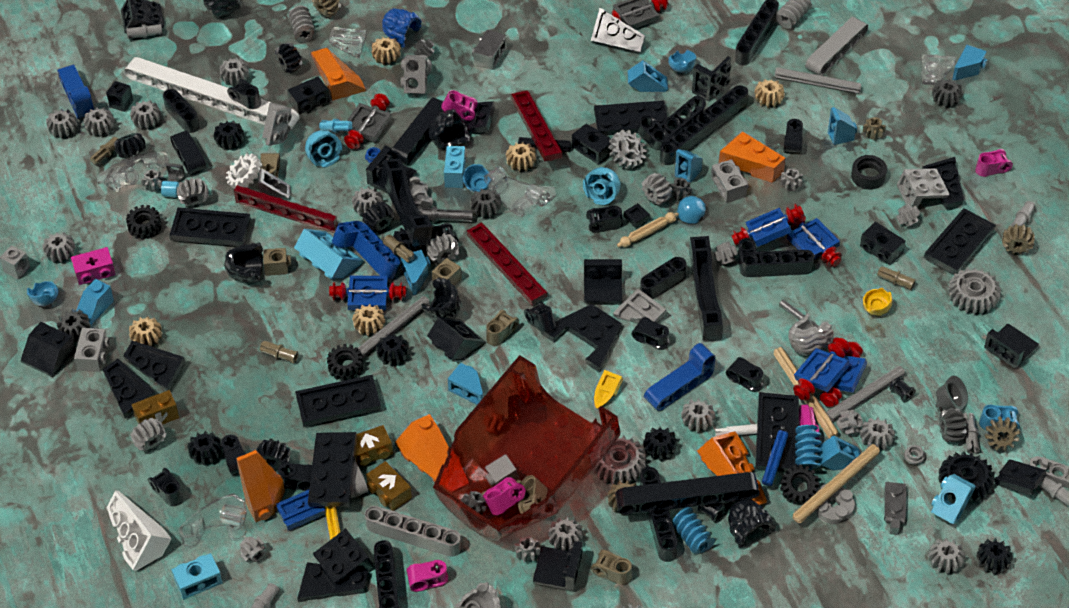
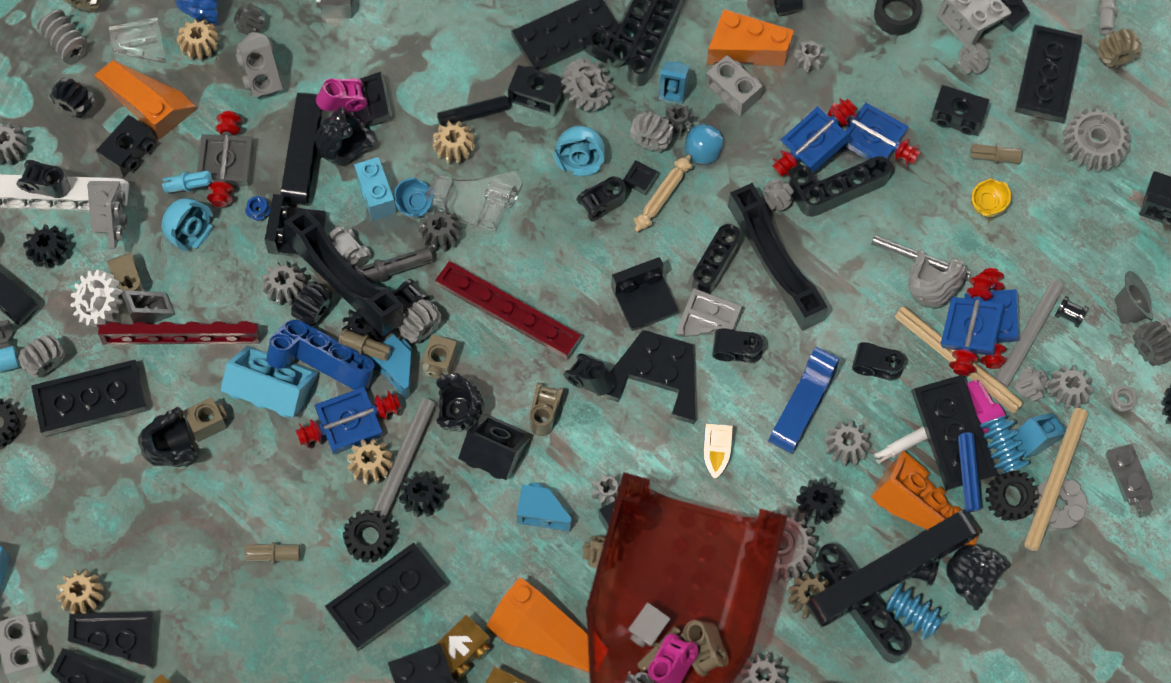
camera: 25 degrees left, 15 degrees up
(536, 126) = (454, 90): dark red plate -> none

